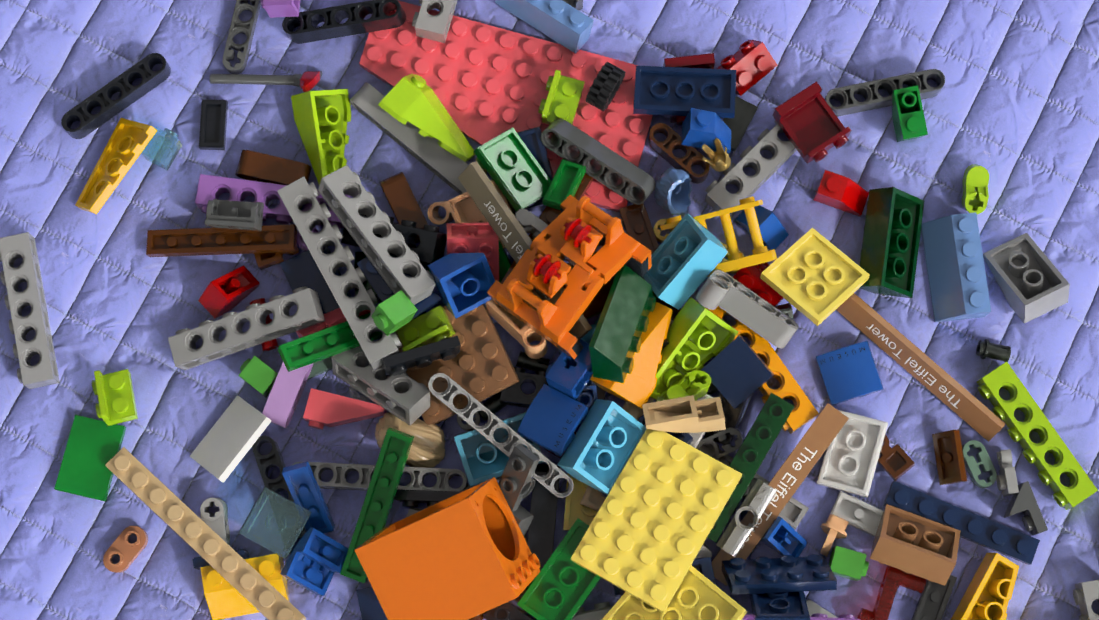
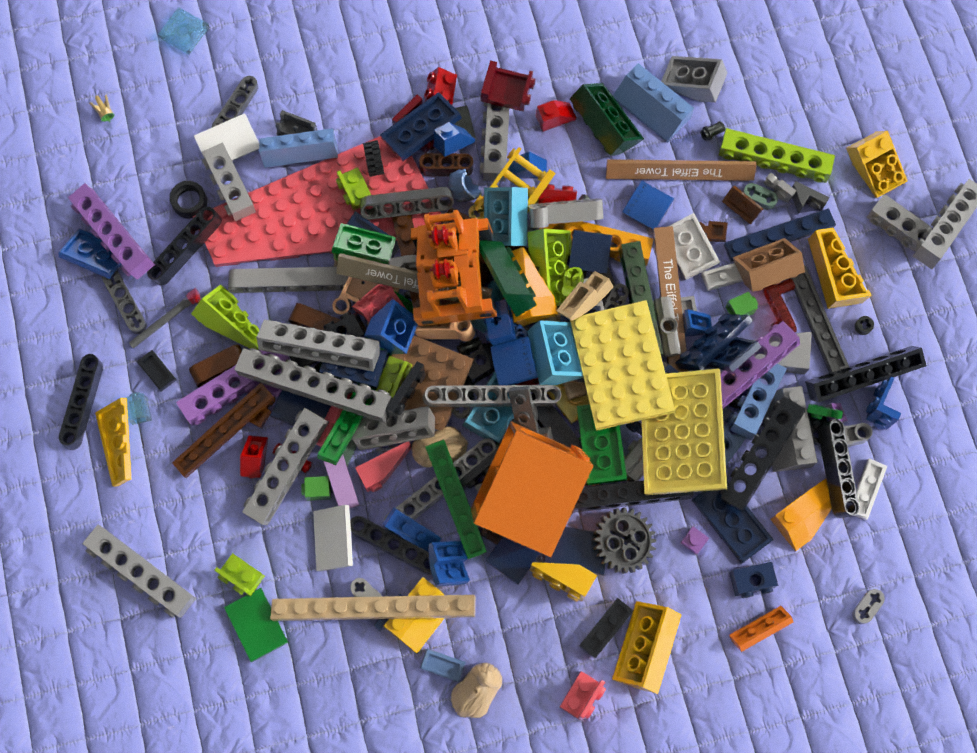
camera: 45 degrees left, 5 degrees down
(127, 551) = (326, 658): nougat plate -> none
(234, 215) = (220, 406): dark grey hinge -> none
(275, 523) = (405, 560): clear light blue tile -> none
(394, 313) = (370, 376): bright green brick -> none
(418, 104) = (271, 256): lime wedge -> none
(564, 183) = (400, 230): green tile -> none
(718, 160) = (472, 148): pearl gold piece -> none
(814, 276) = (584, 166): light yellow plate -> none
(834, 528) = (717, 296): light nougat piece -> none
(874, 100) = (531, 35): dark grey beam -> none
(908, 114) = (553, 42): green slope -> none
(975, 178) = (624, 53): lime piece -> none

